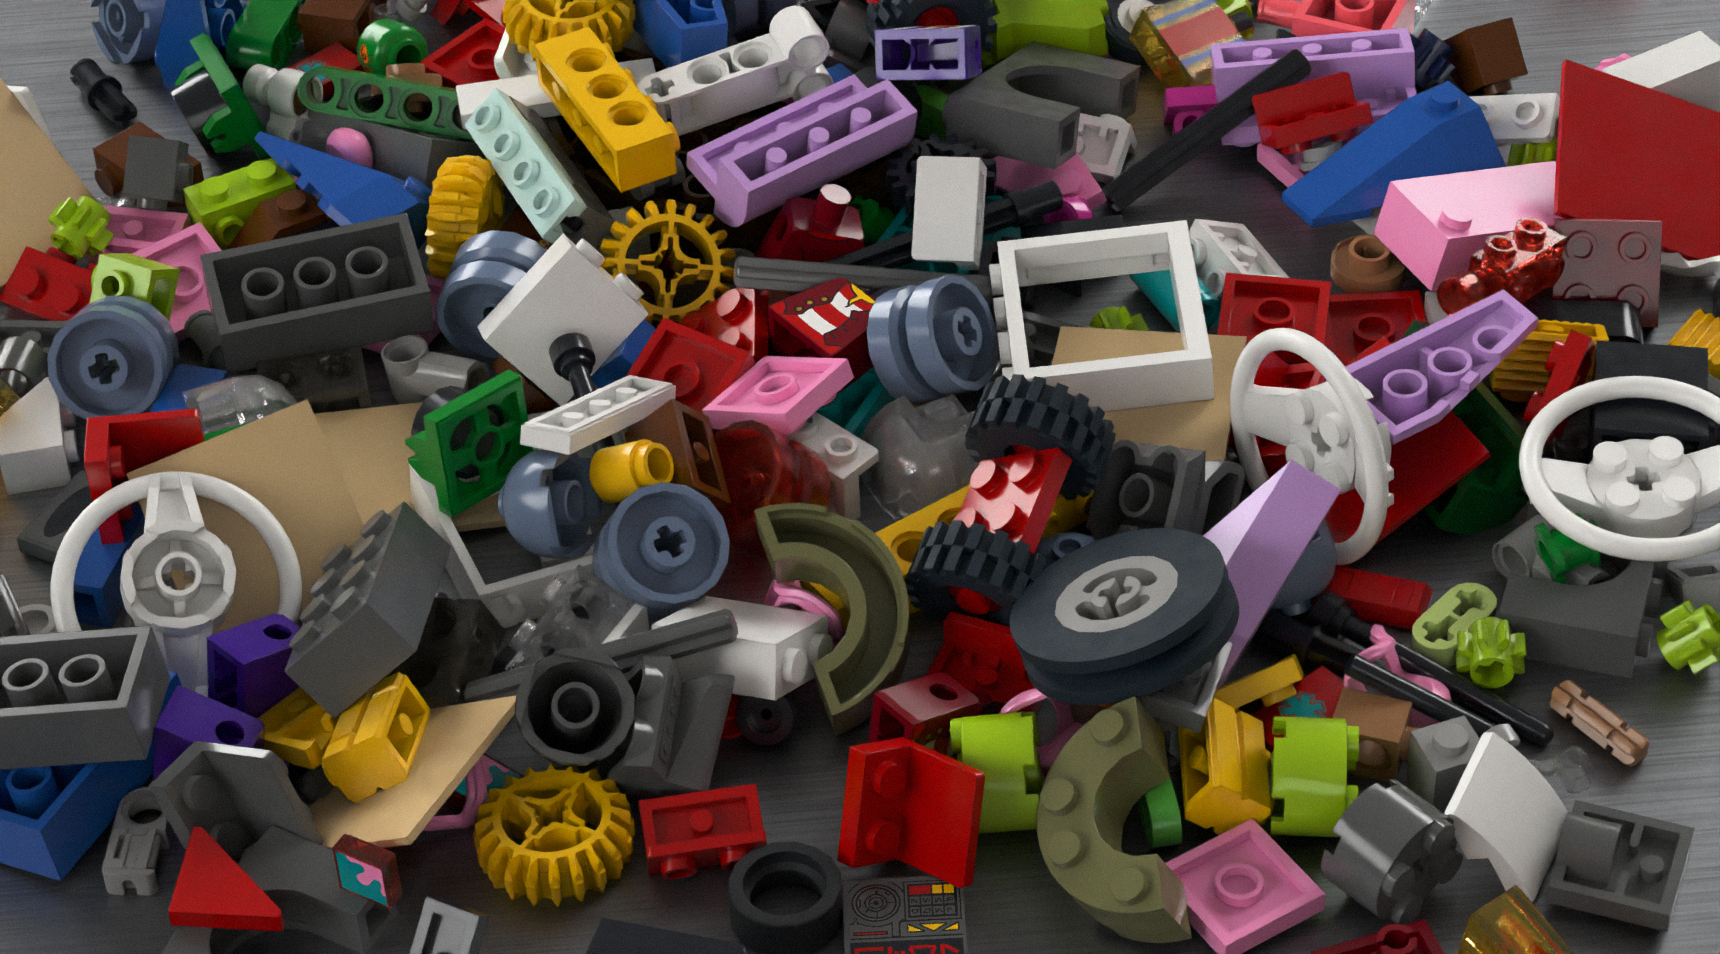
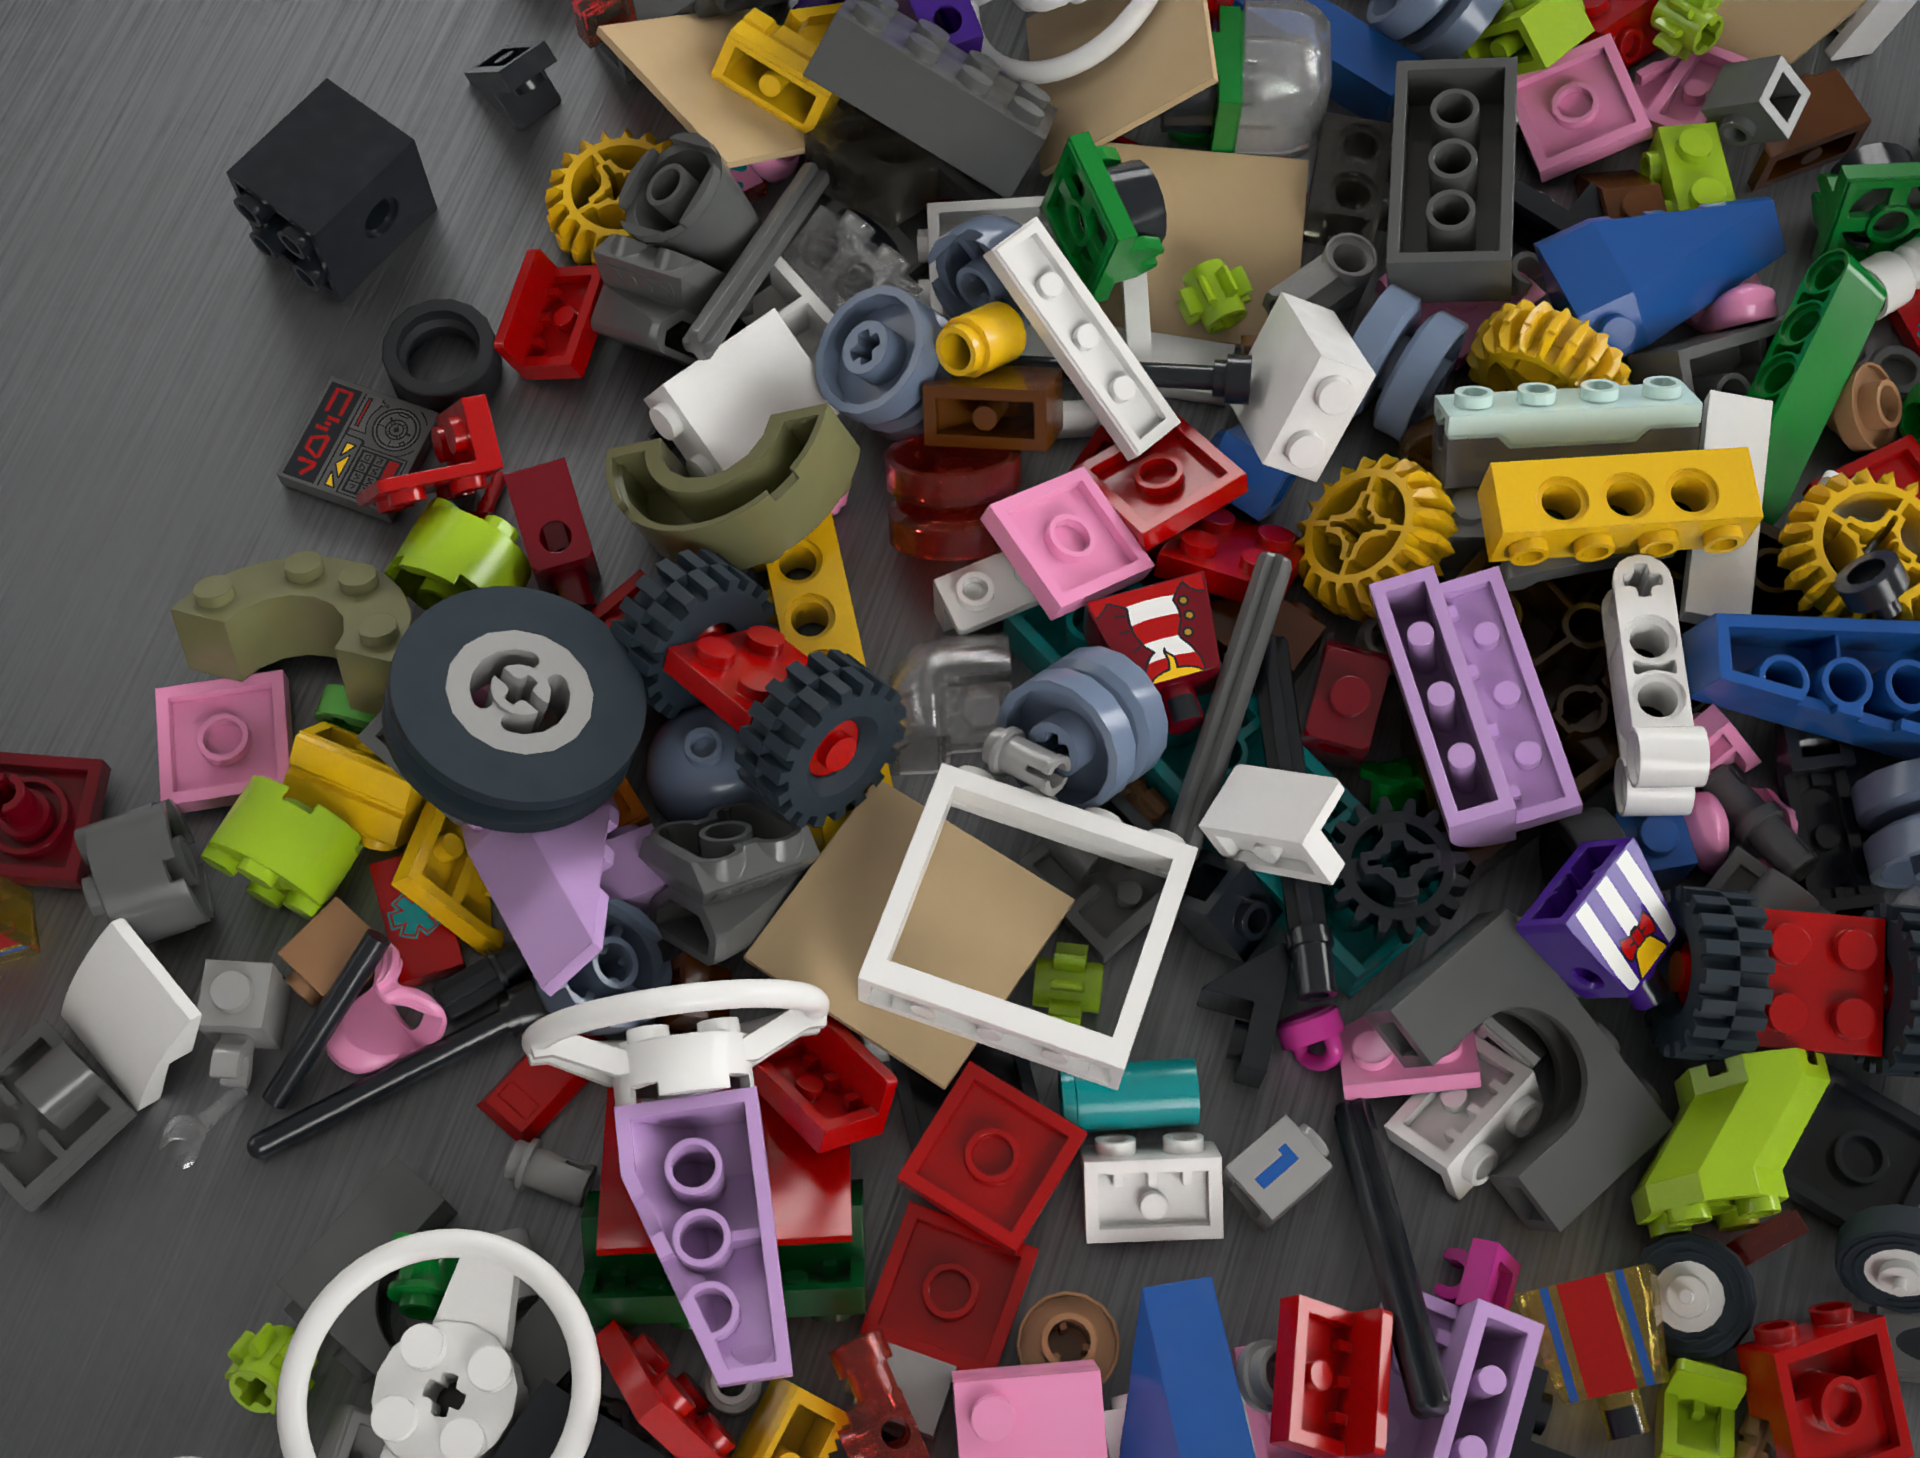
camera: 110 degrees right, 25 degrees up
(981, 355) = (1014, 755): none -> light grey pin
(1181, 198) = (1277, 1171): none -> light grey brick
(1443, 564) = (549, 1172): none -> light grey pin
(1444, 619) = (439, 1142): yellowish green beam -> none
(1490, 652) = (371, 1135): lime gear -> none
(1515, 392) = (734, 1406): none -> light grey pin
(1599, 723) = (234, 1210): medium nougat axle -> none

